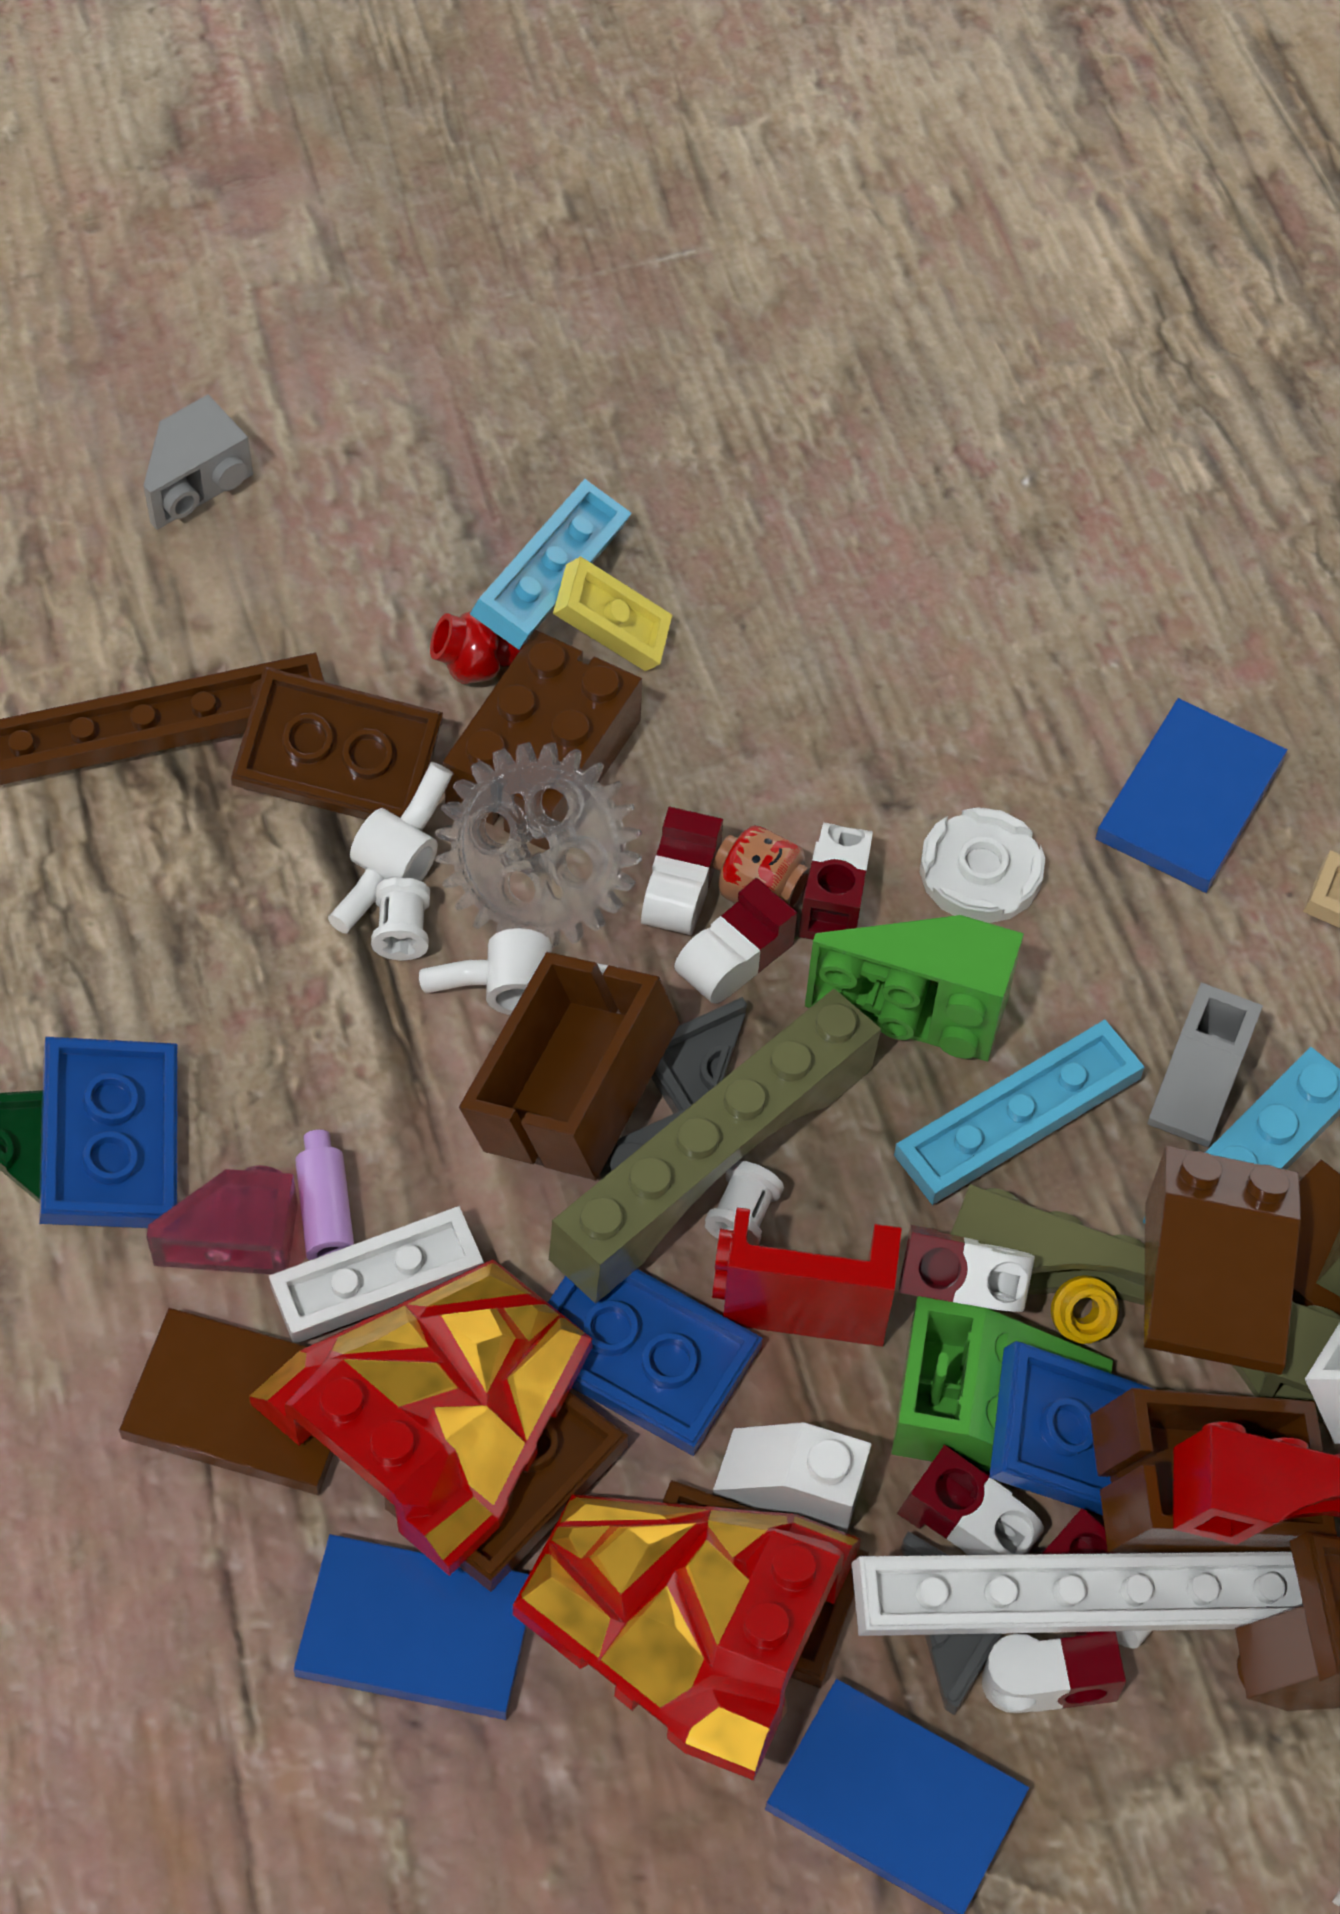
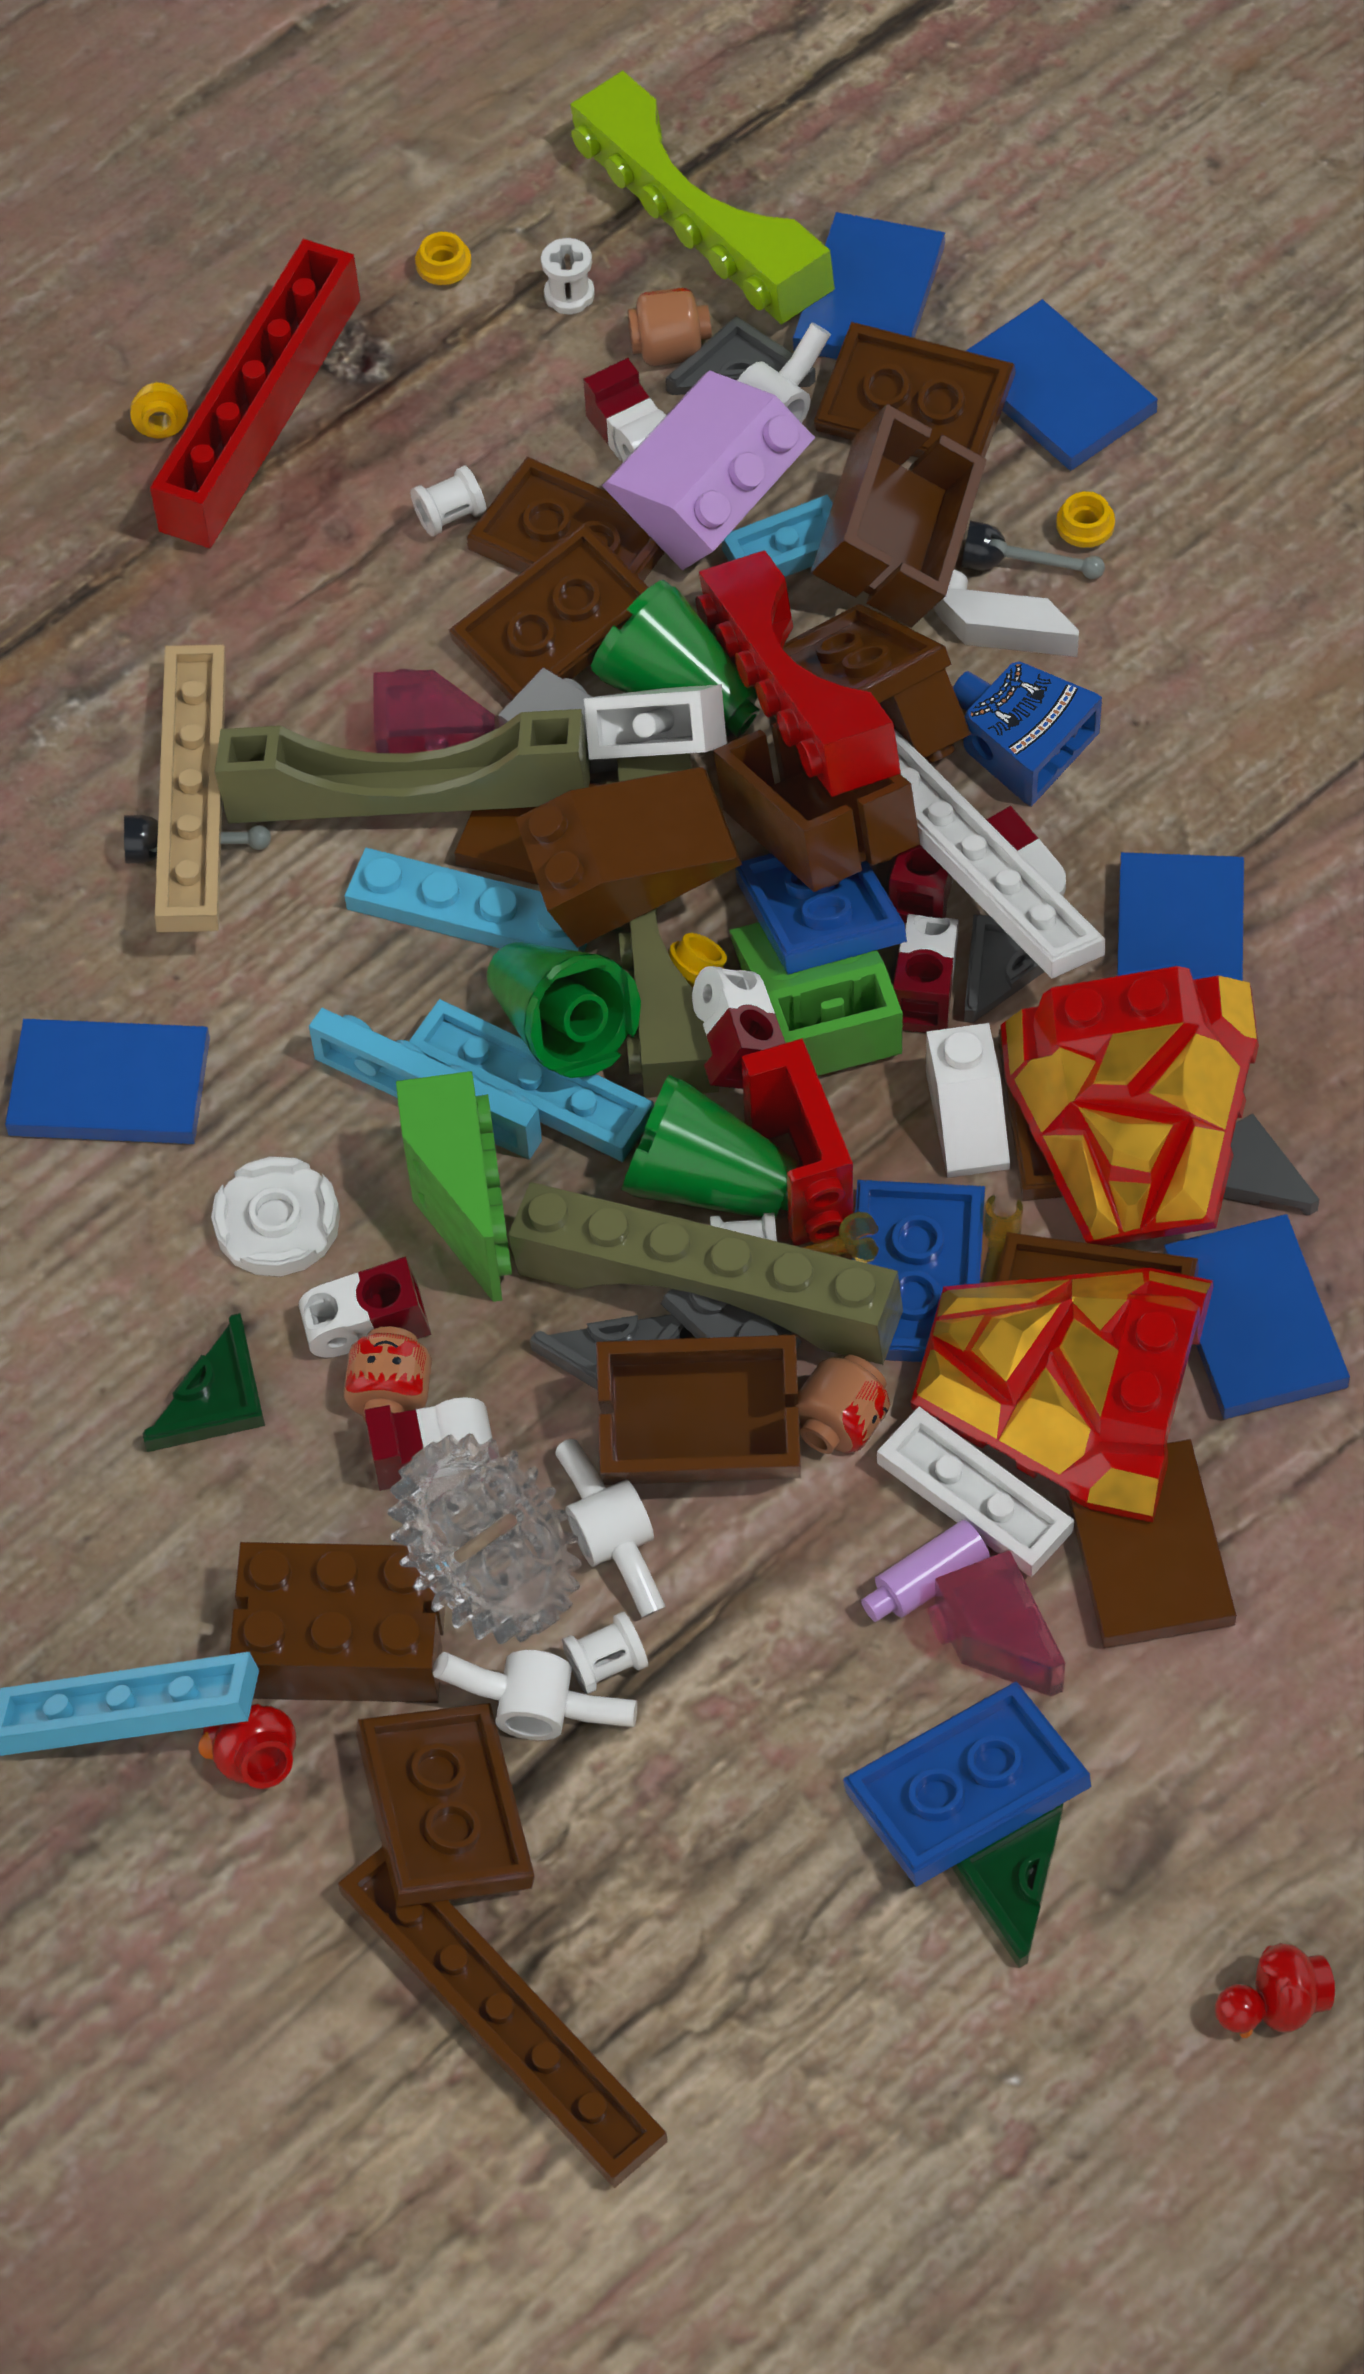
camera: 110 degrees left, 0 degrees up
(194, 460) = (141, 2151): light grey slope -> none
(523, 1202) = (842, 1404): none -> nougat head
(575, 1720) = (1264, 1171): none -> dark grey tile
(612, 614) = (159, 1623): light yellow plate -> none
(636, 1436) = (995, 1230): none -> clear yellow hand
(691, 1284) = (850, 1230): none -> clear yellow hand
(738, 943) = (480, 1362): leg -> none
(827, 758) = (214, 1396): none -> dark green tile
(845, 1188) = (706, 1157): none -> green cone
(1070, 1138) = (566, 1005): none -> green cone
(1095, 997) = (378, 1061): none -> medium azure plate
(1204, 1064) = (415, 952): light grey slope -> none
(1239, 1769) = (1027, 726): none -> blue torso

